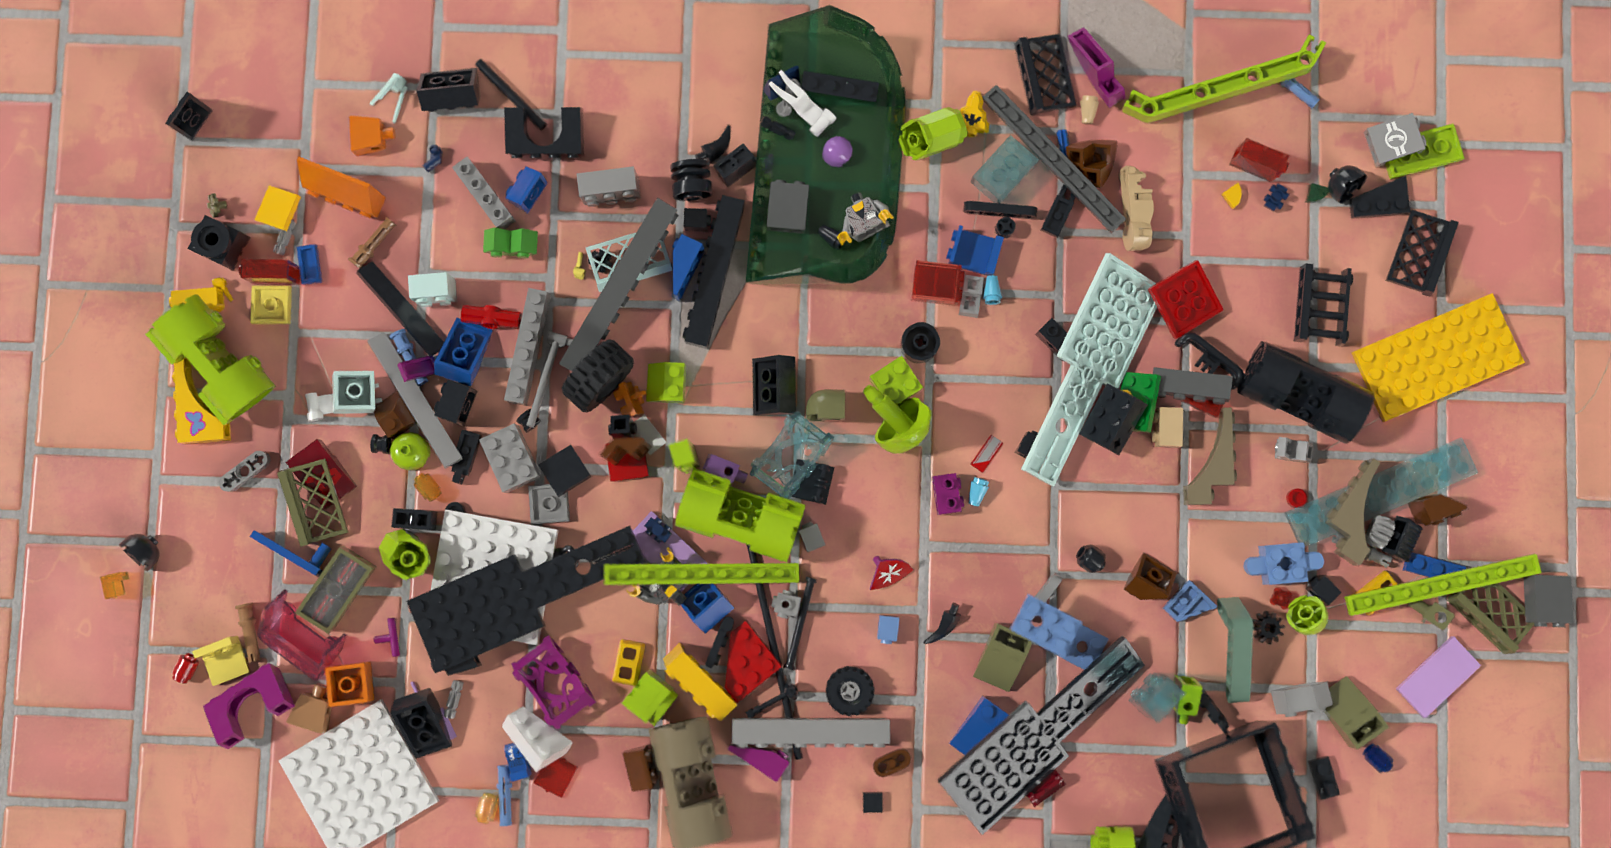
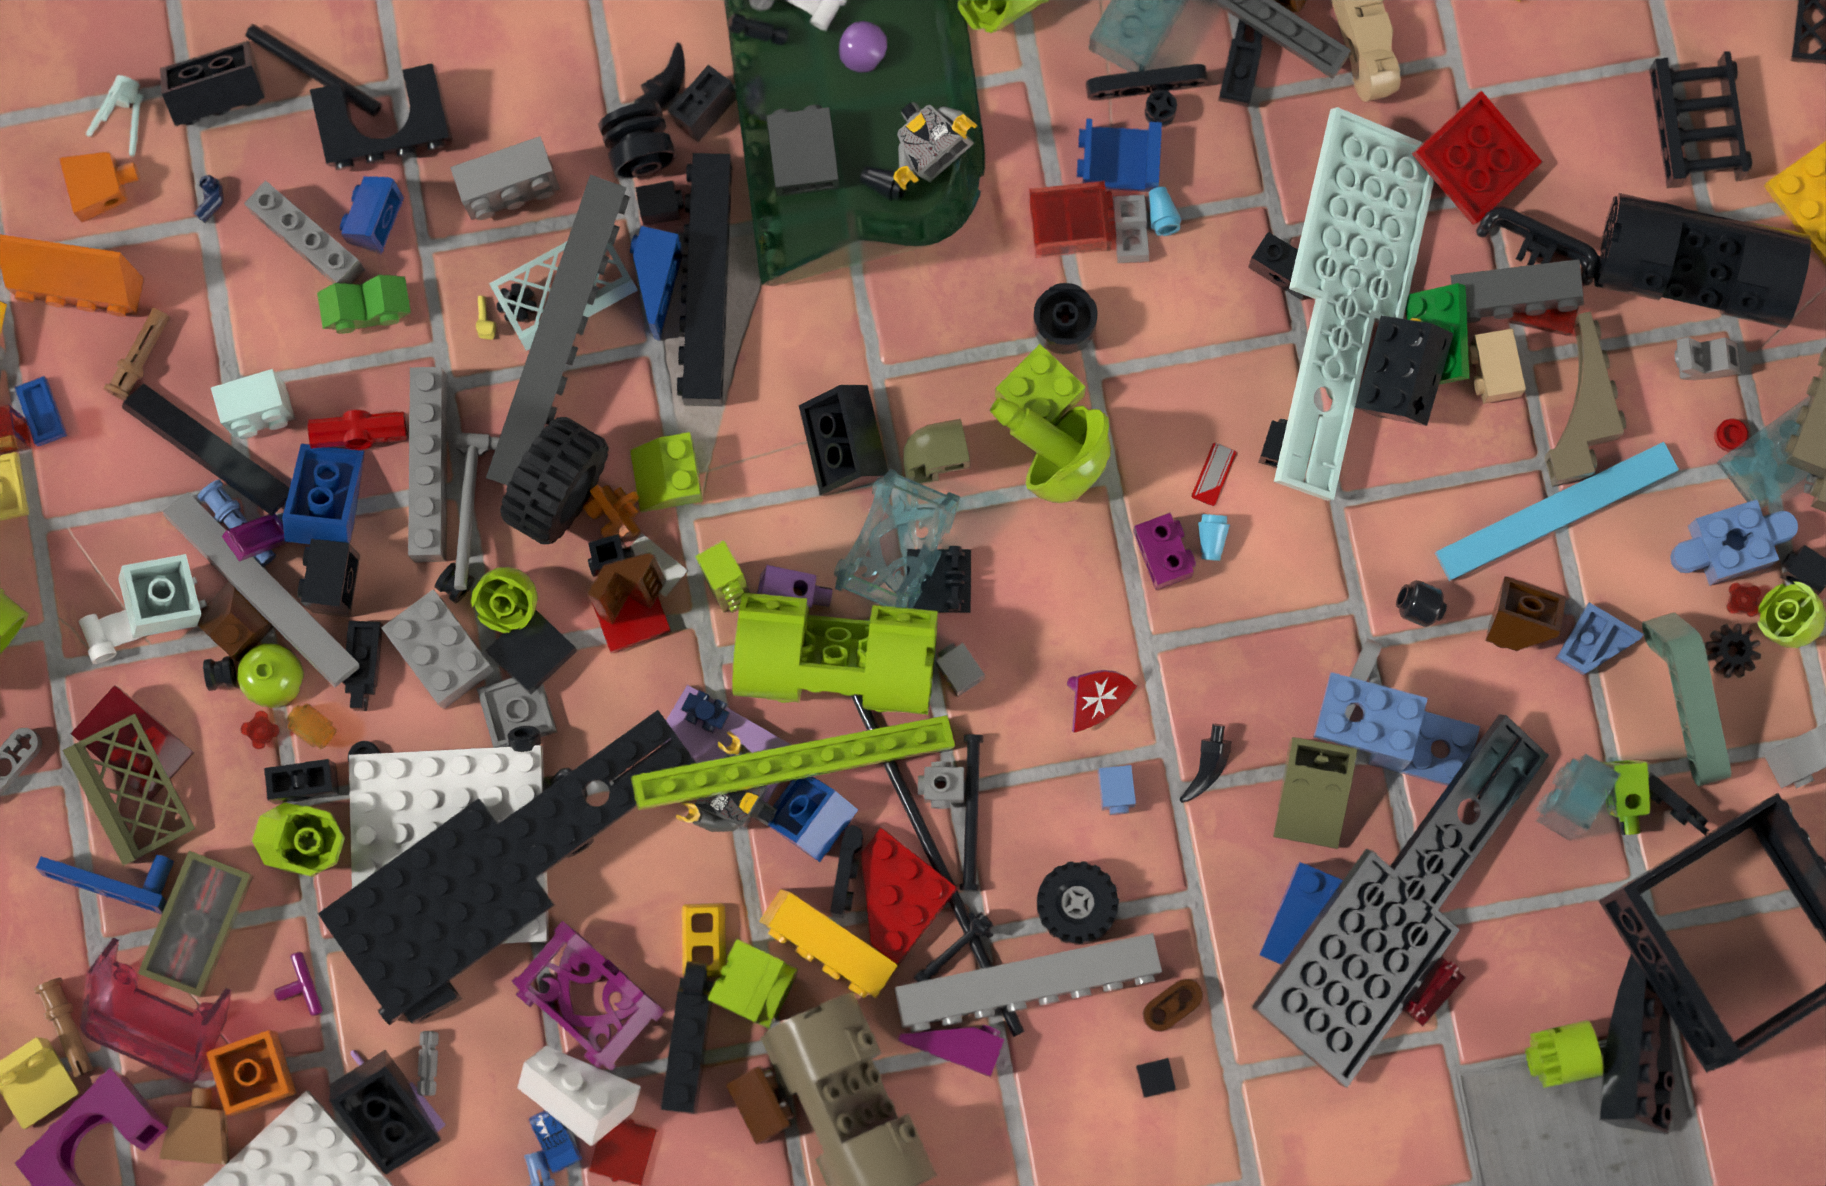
camera: 10 degrees left, 5 degrees down
(403, 483) = (269, 730): none -> clear red plate
(548, 523) = (524, 738): none -> black tile
(555, 438) = (505, 599): none -> lime cylinder
(605, 722) = (688, 1041): none -> black hinge
(1183, 520) = (1556, 511): none -> medium azure tile

